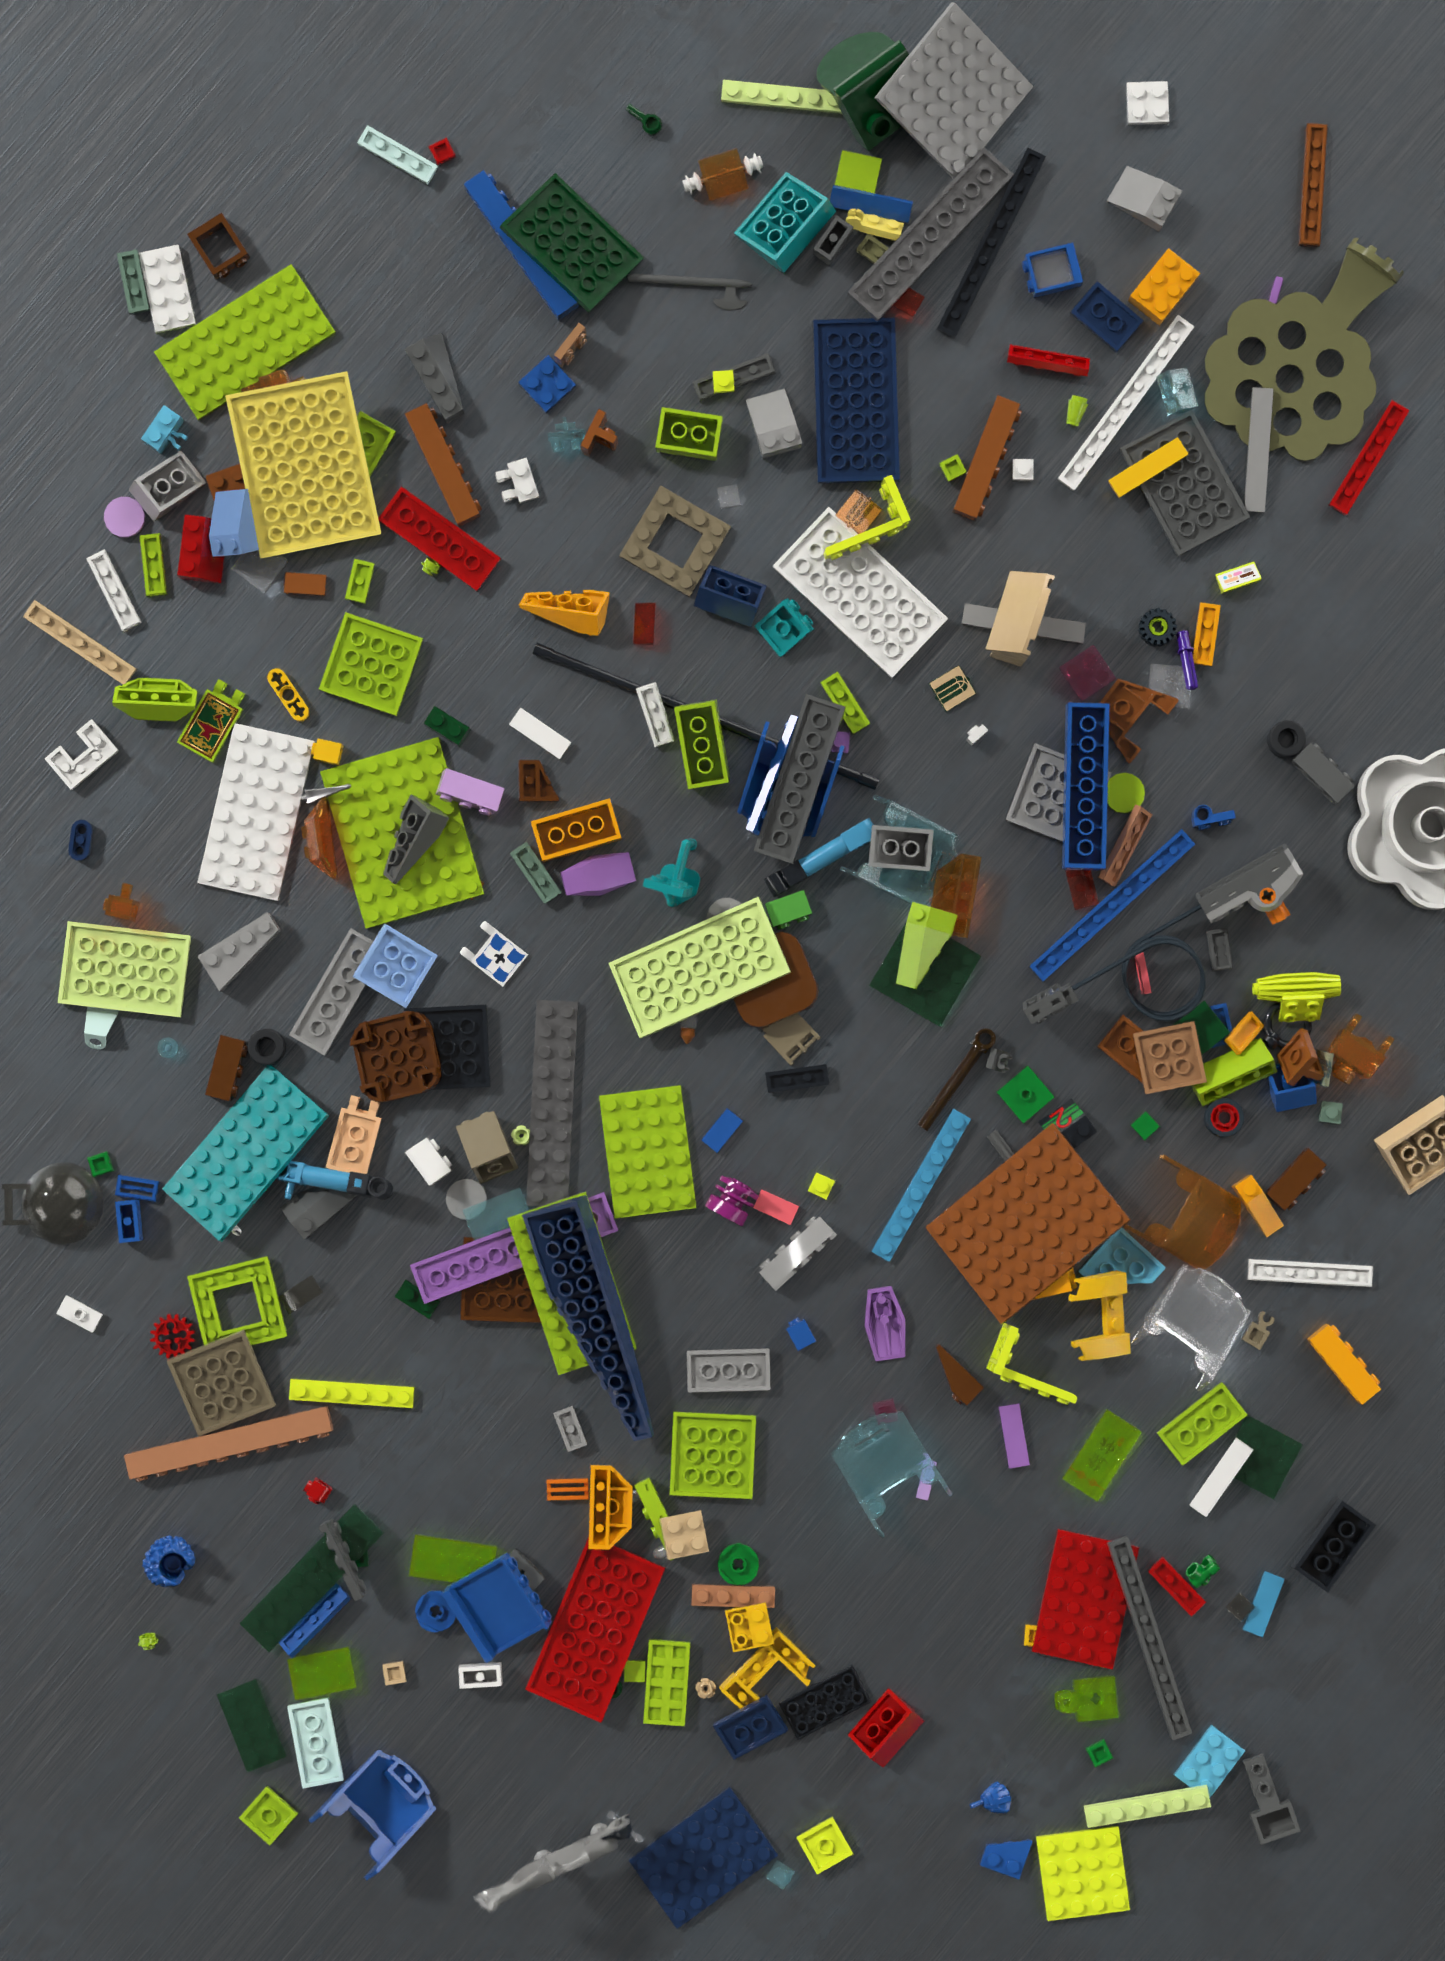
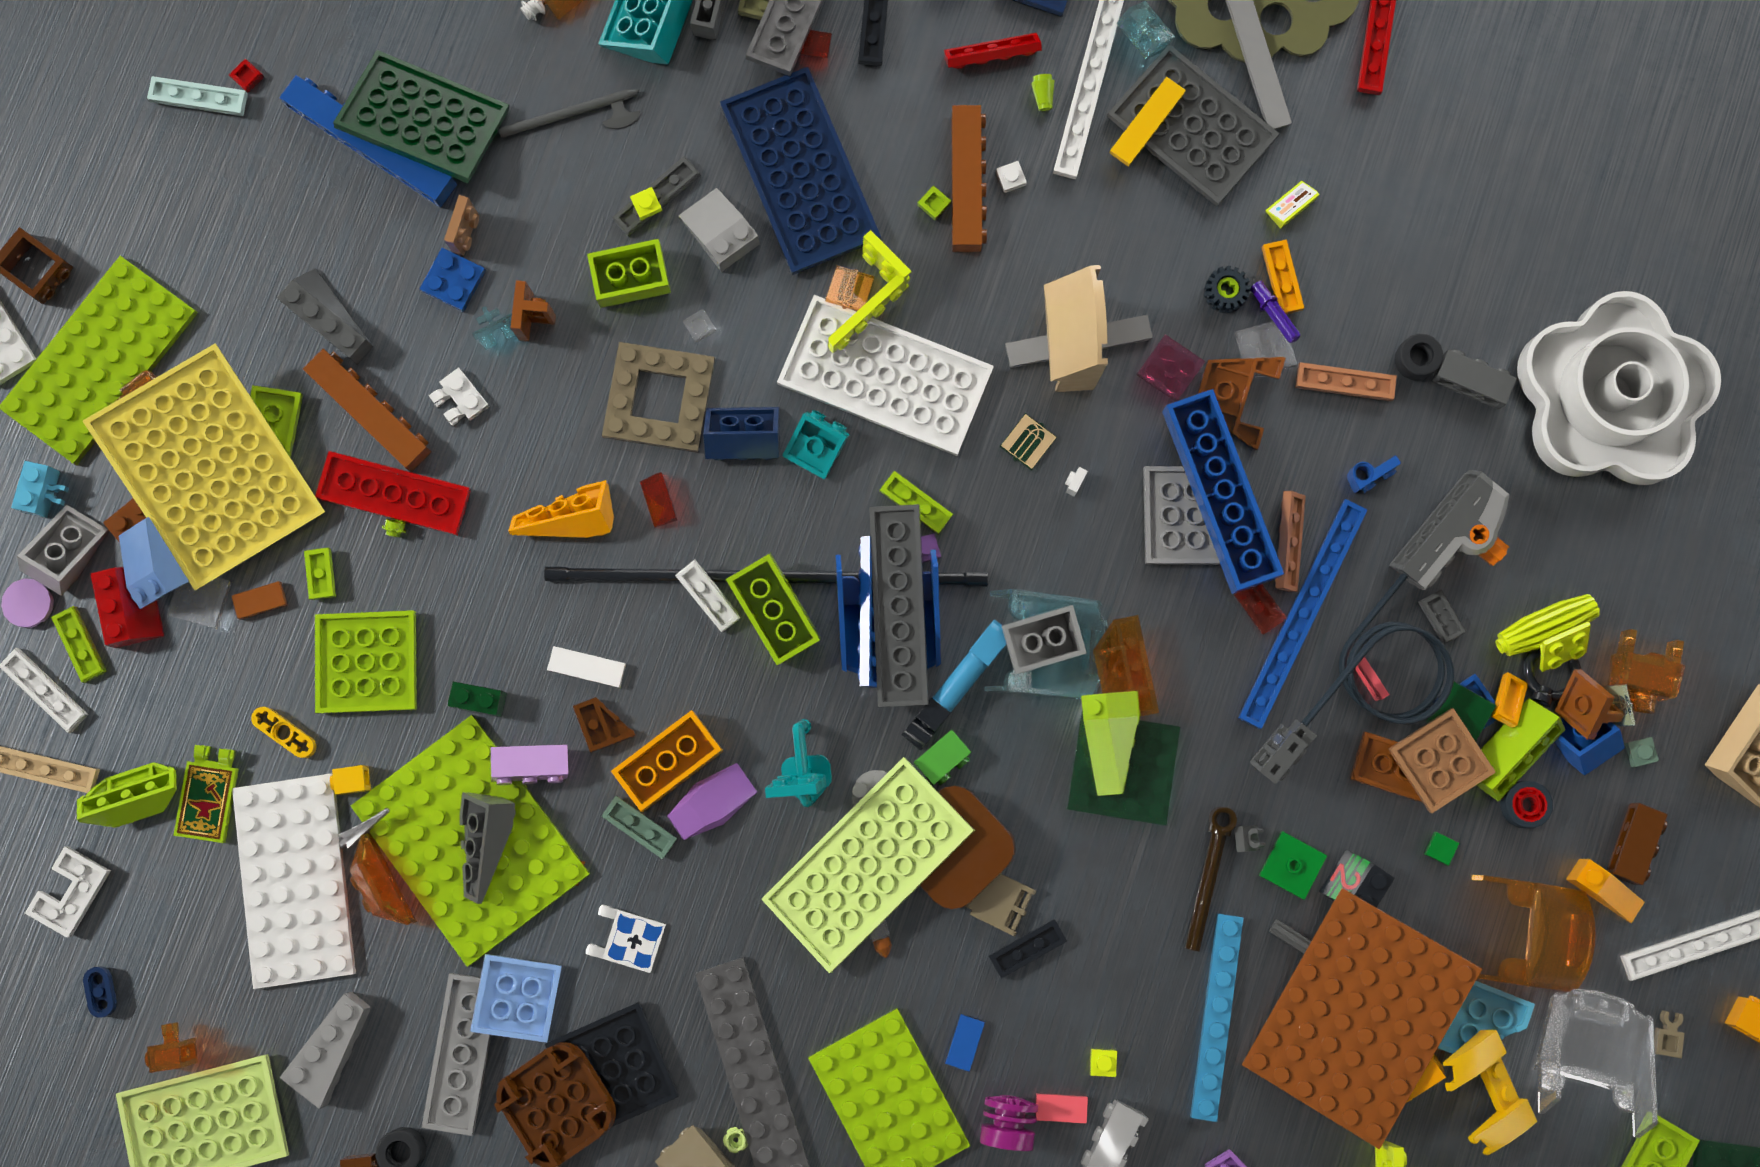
camera: 20 degrees left, 5 degrees down
(1124, 792) = (1267, 482): lime tile -> none
(1221, 736) = (1346, 381): none -> nougat plate

